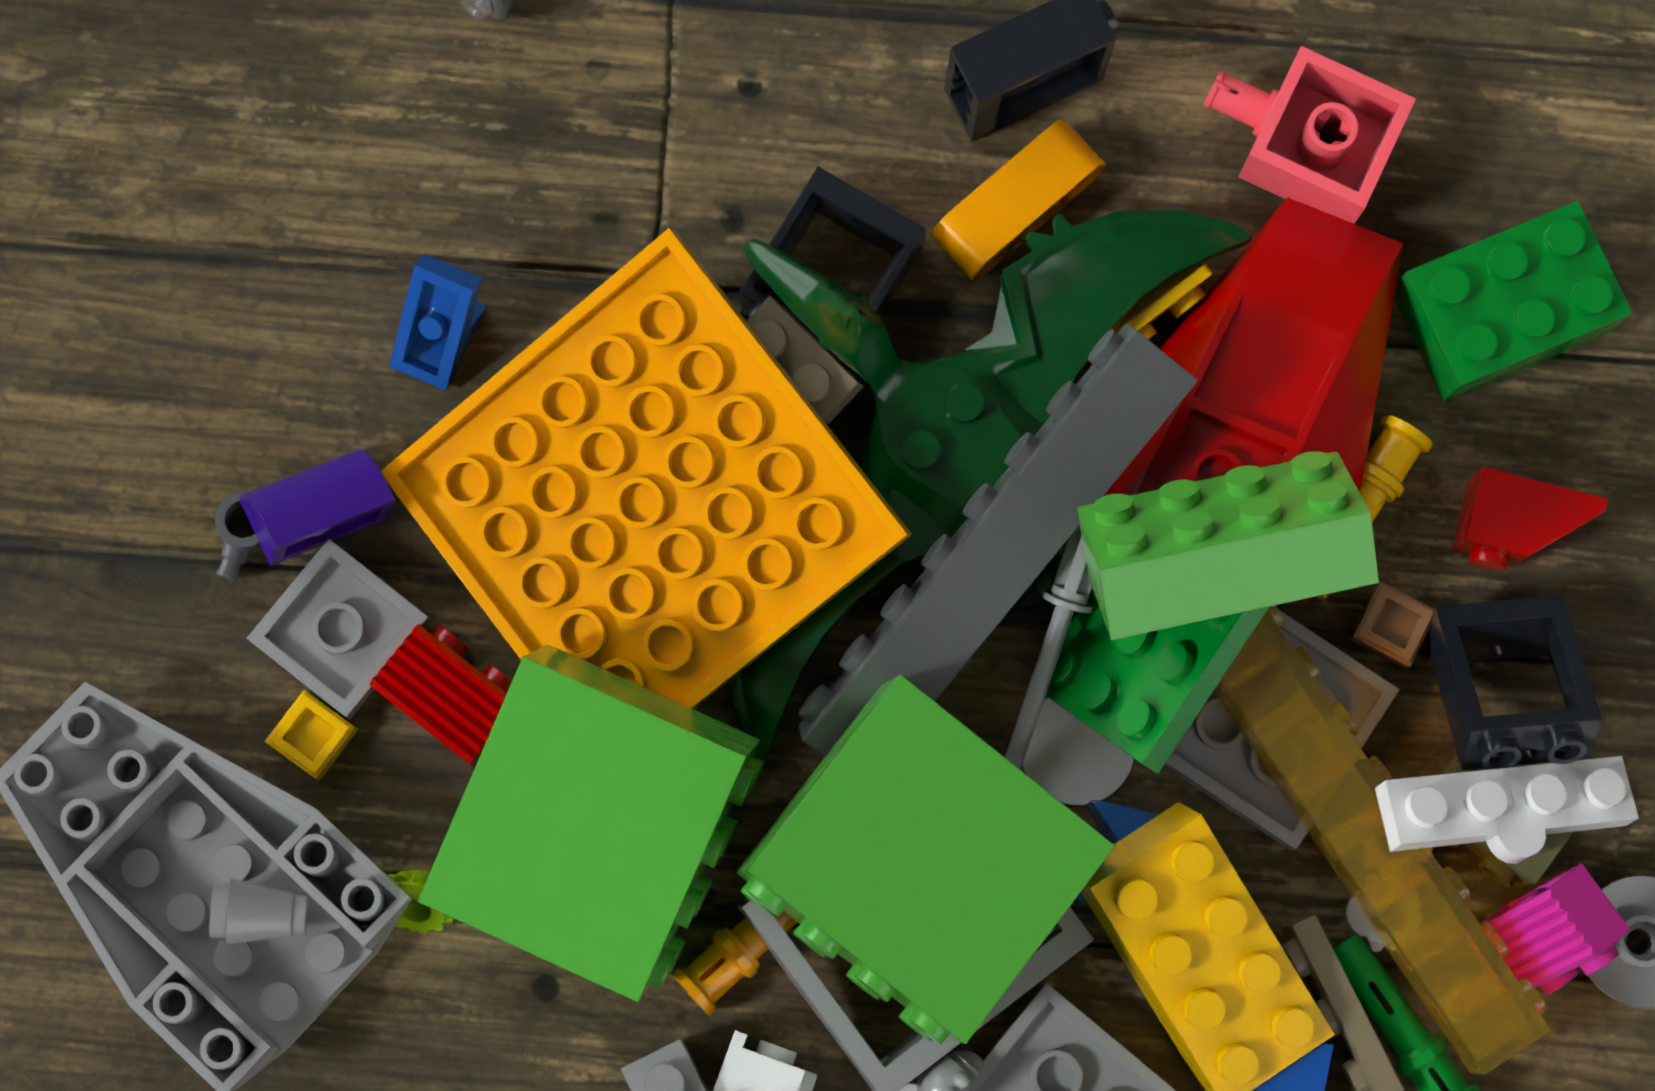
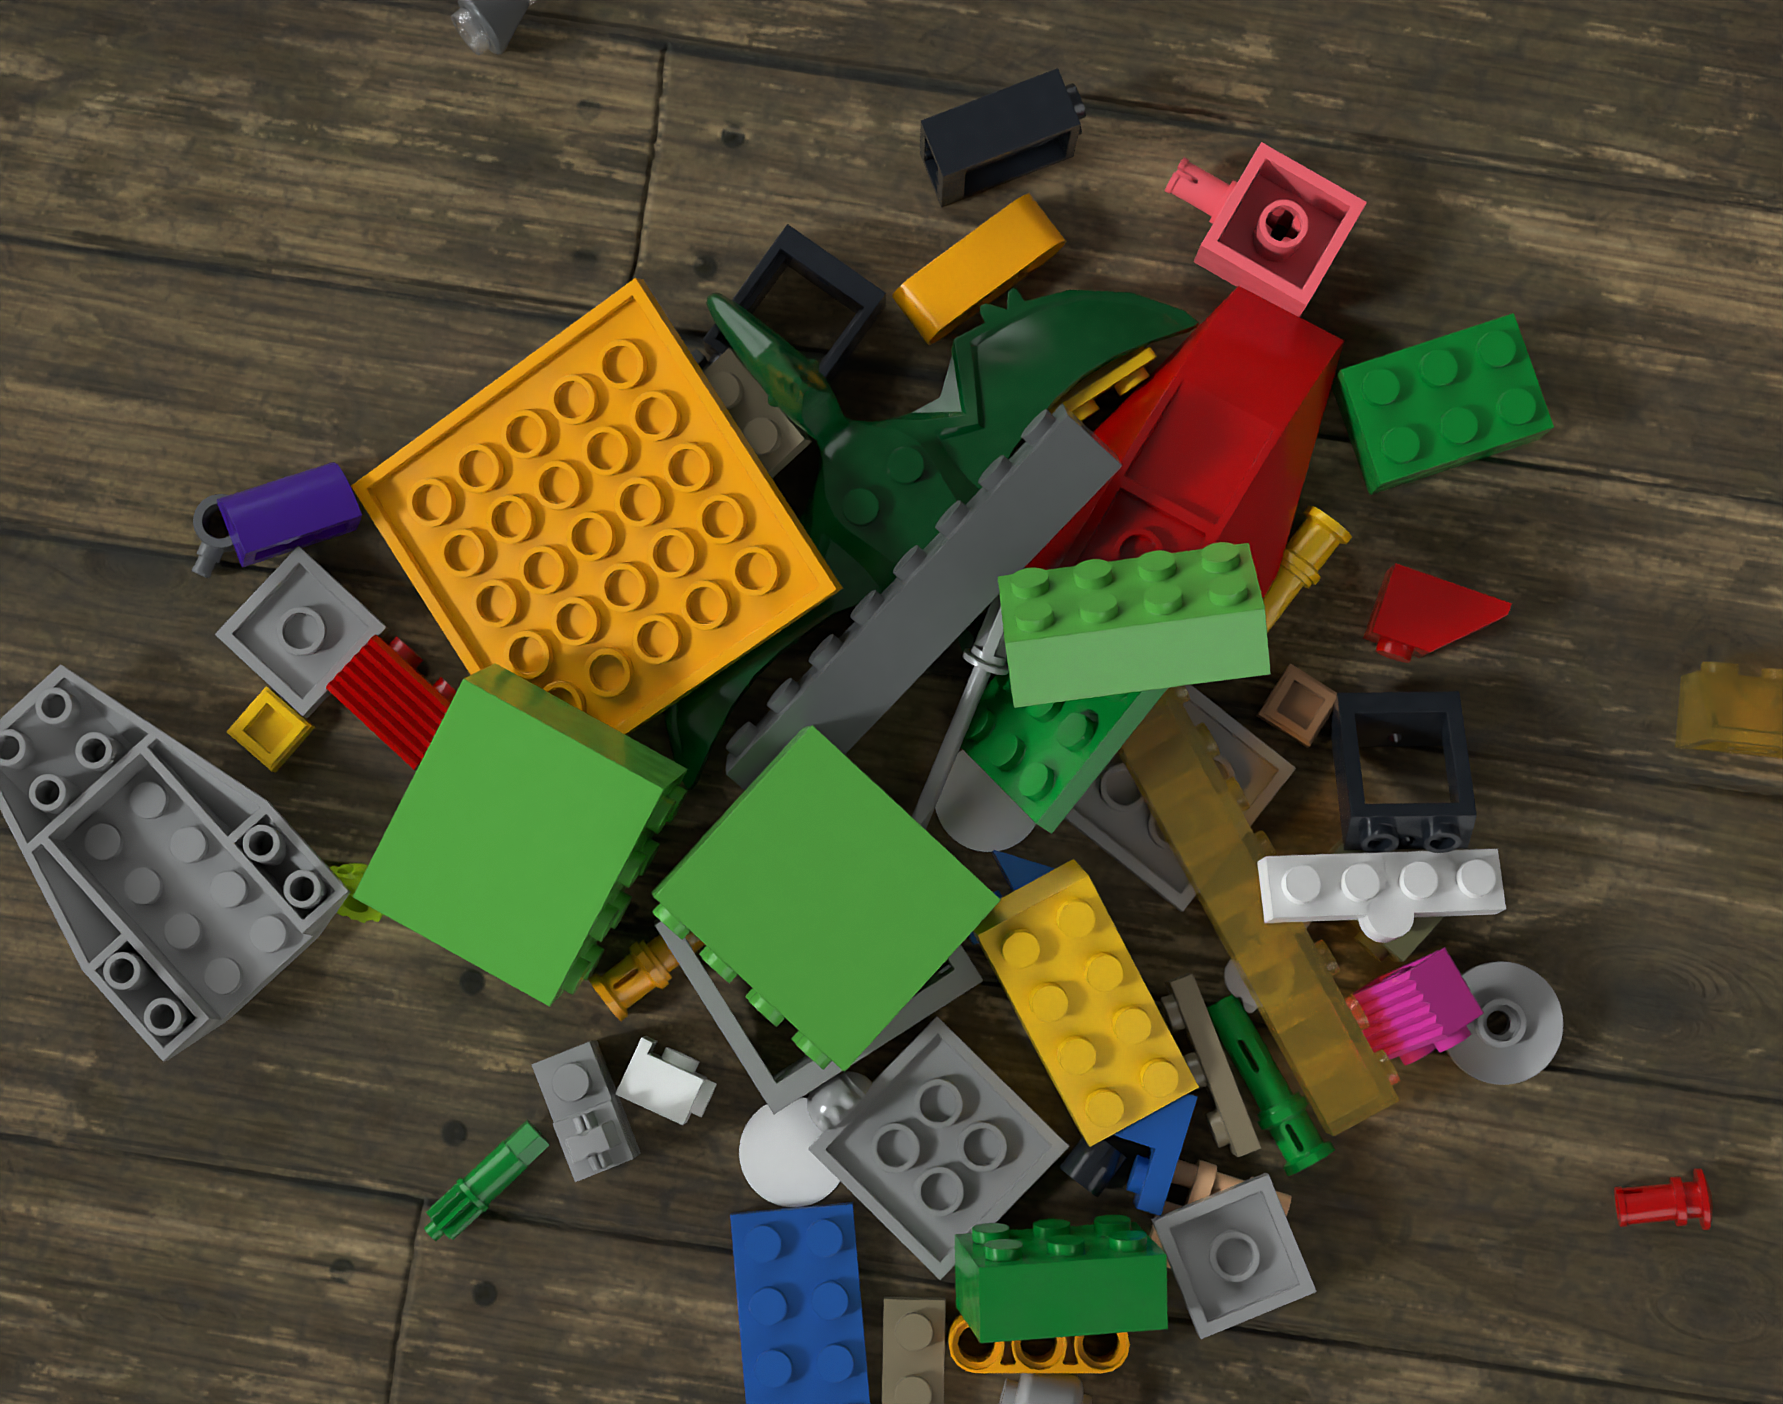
camera: 10 degrees right, 5 degrees up
(255, 913) = (204, 893): light grey cone -> none
(437, 322) = (415, 346): blue slope -> none

